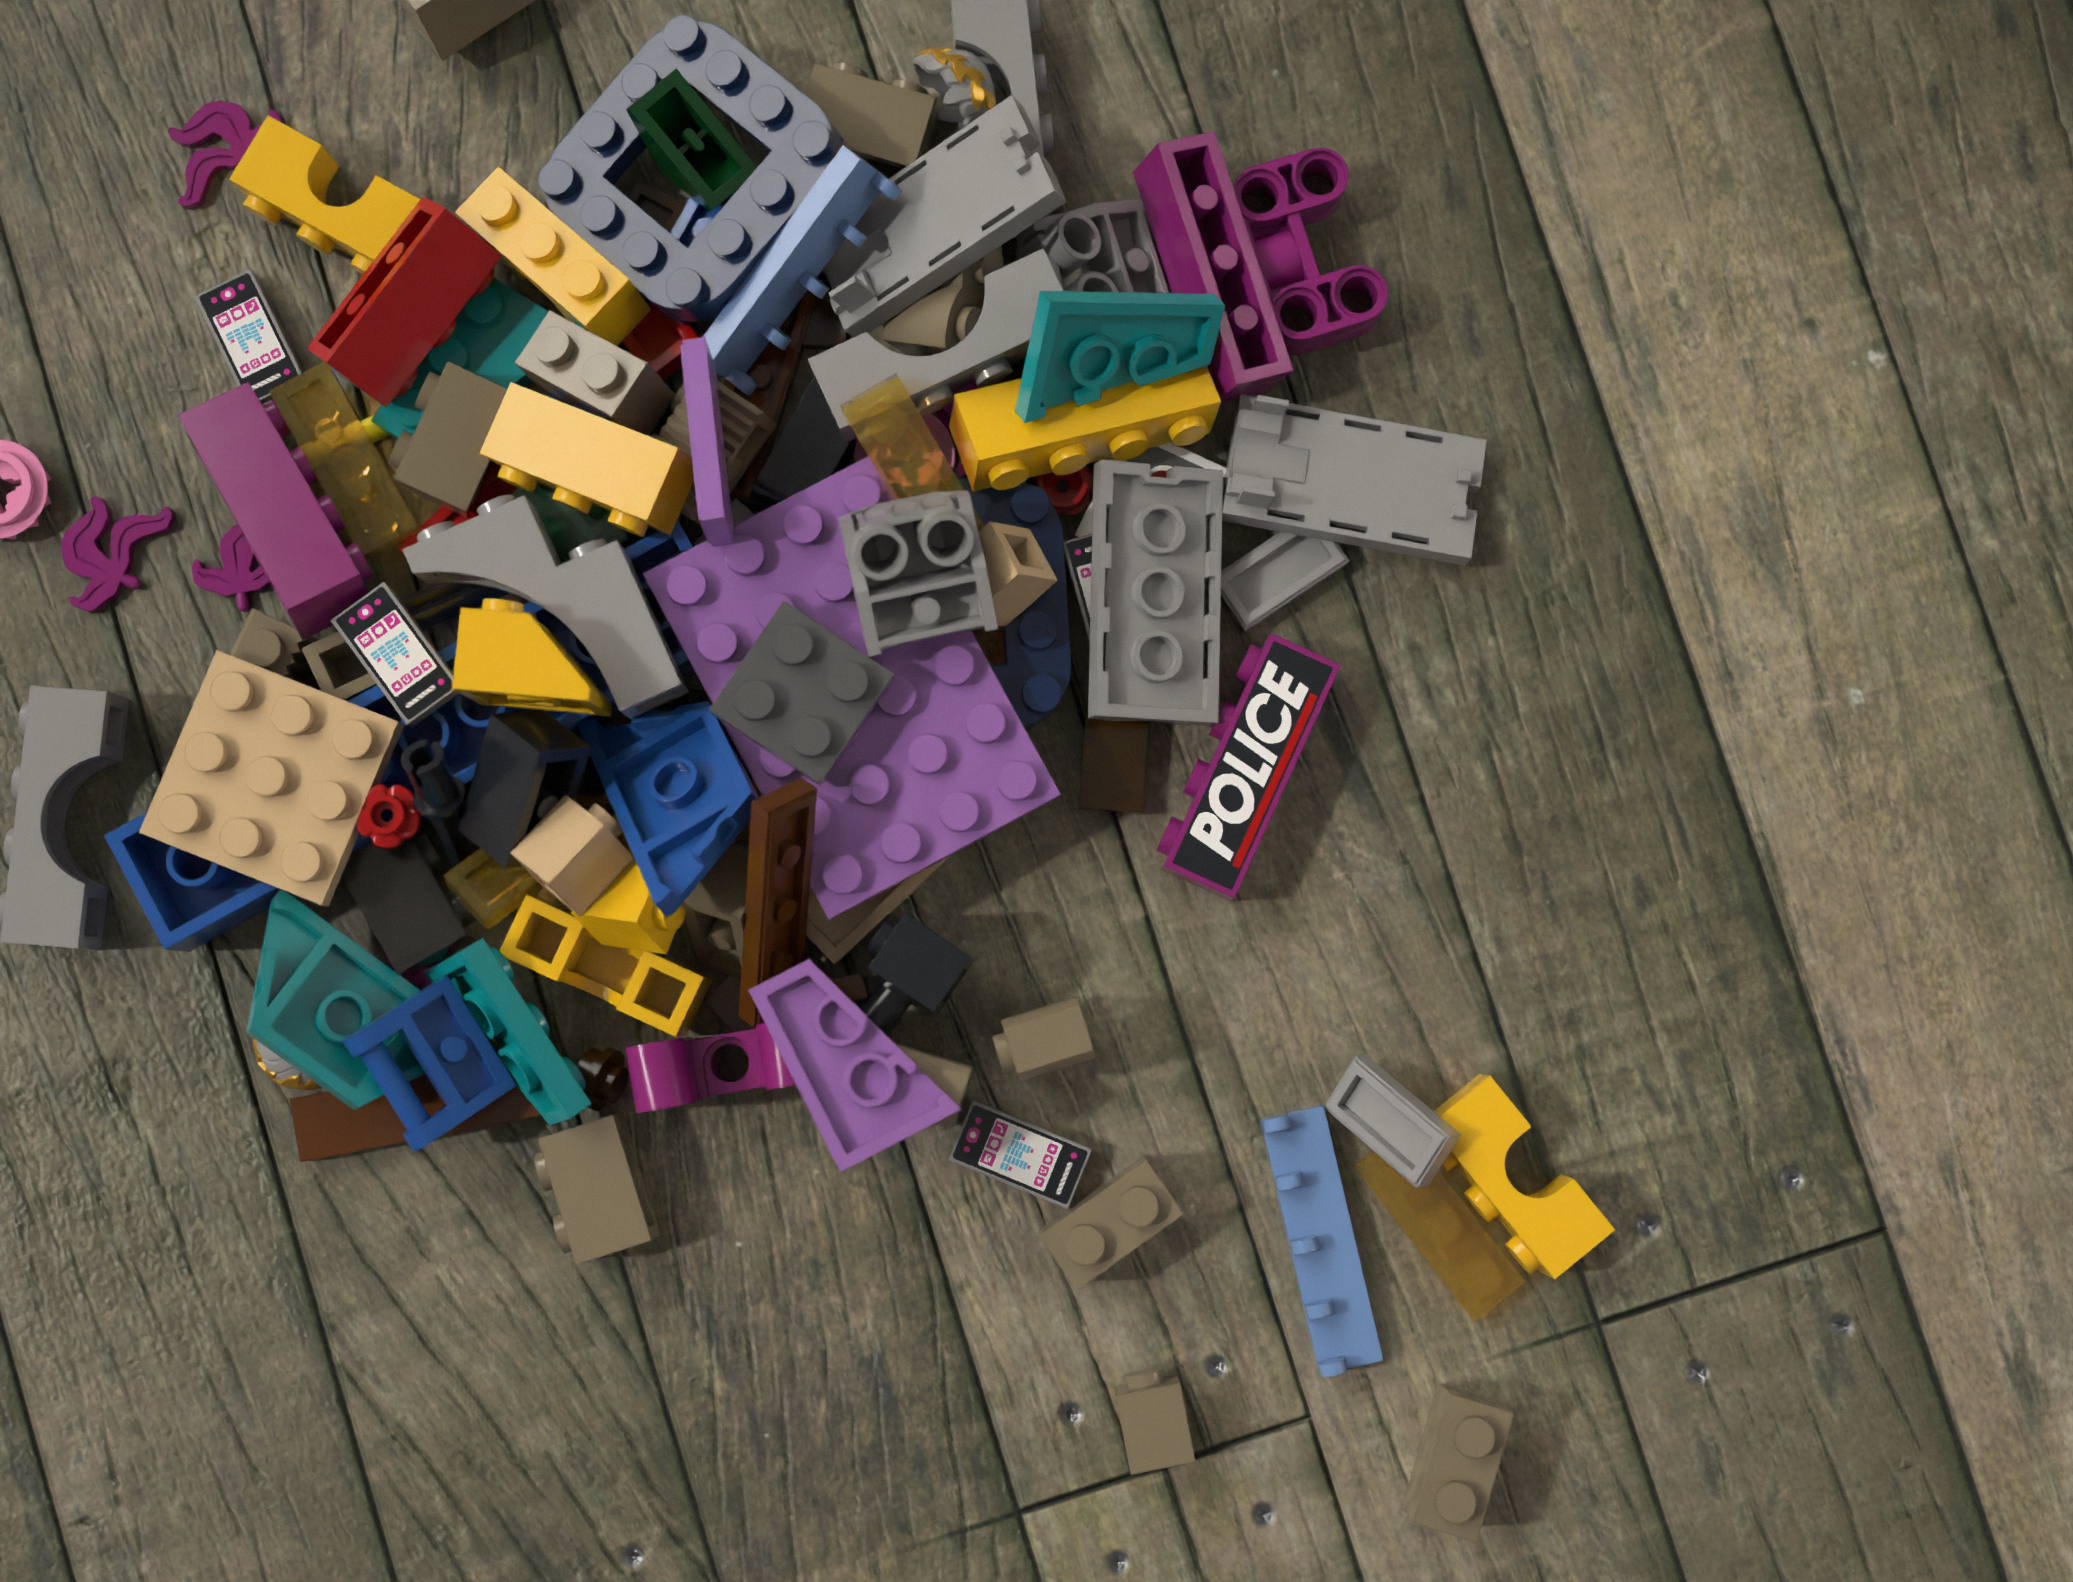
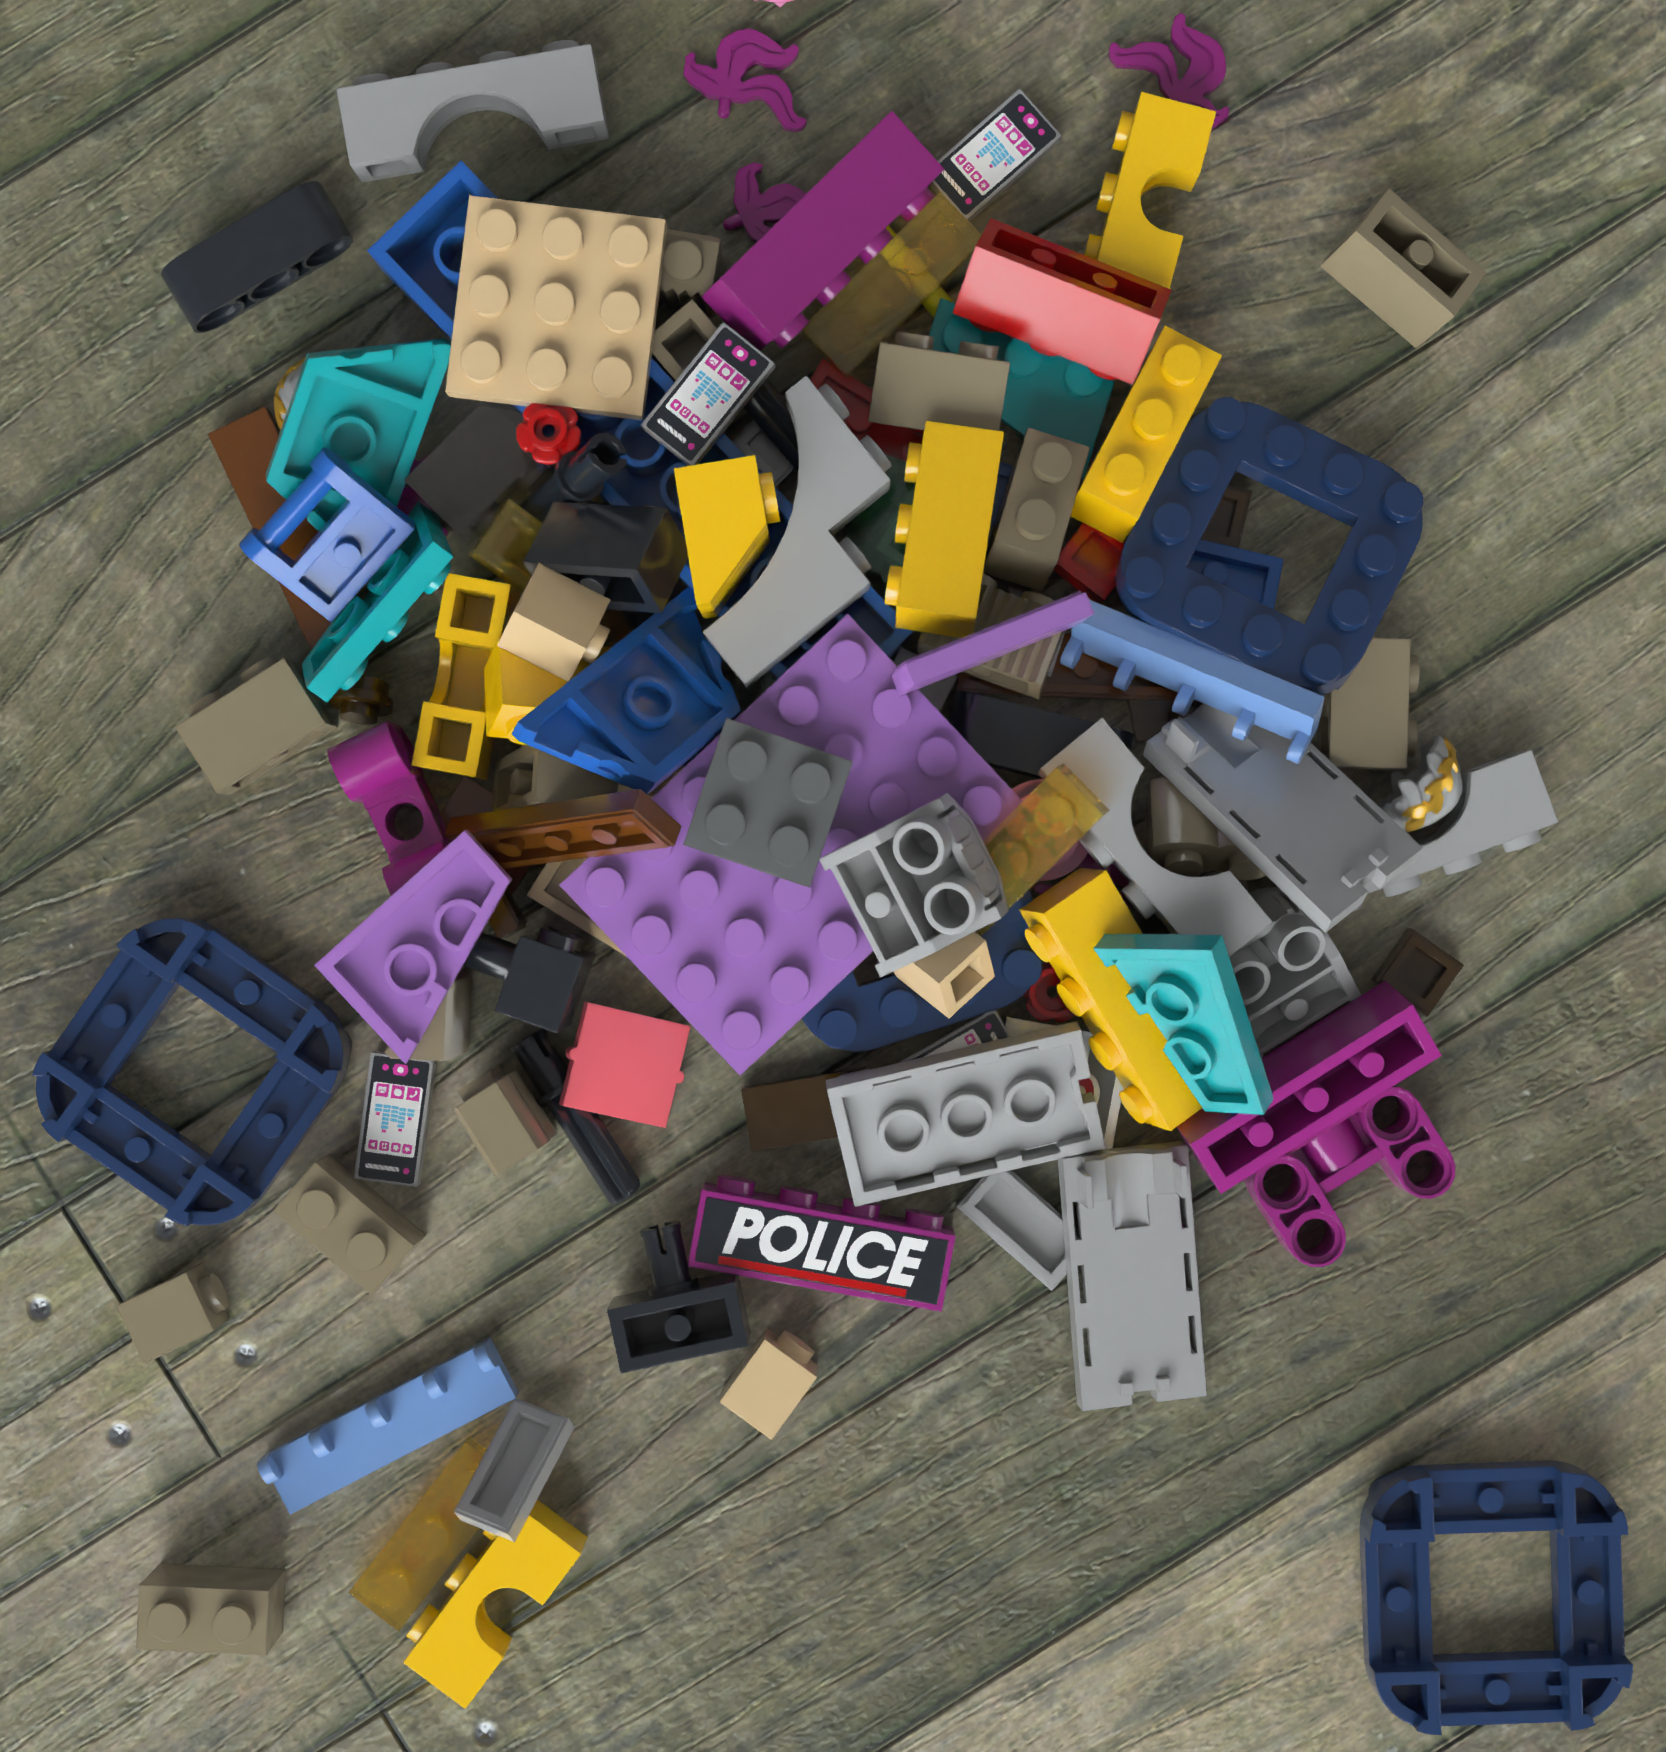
camera: 75 degrees right, 5 degrees up
(142, 1068) = (257, 257): none -> black beam
(690, 142) = (1296, 539): dark green slope -> none
(844, 1400) = (138, 1146): none -> dark blue plate
(1024, 913) = (624, 1065): none -> coral piece
(1062, 974) = (583, 1128): none -> black axle
(1129, 139) = (1418, 971): none -> dark brown tile
(1278, 920) = (679, 1313): none -> black brick
(1368, 850) = (770, 1381): none -> tan brick
(1761, 134) = (1494, 1687): none -> dark blue plate

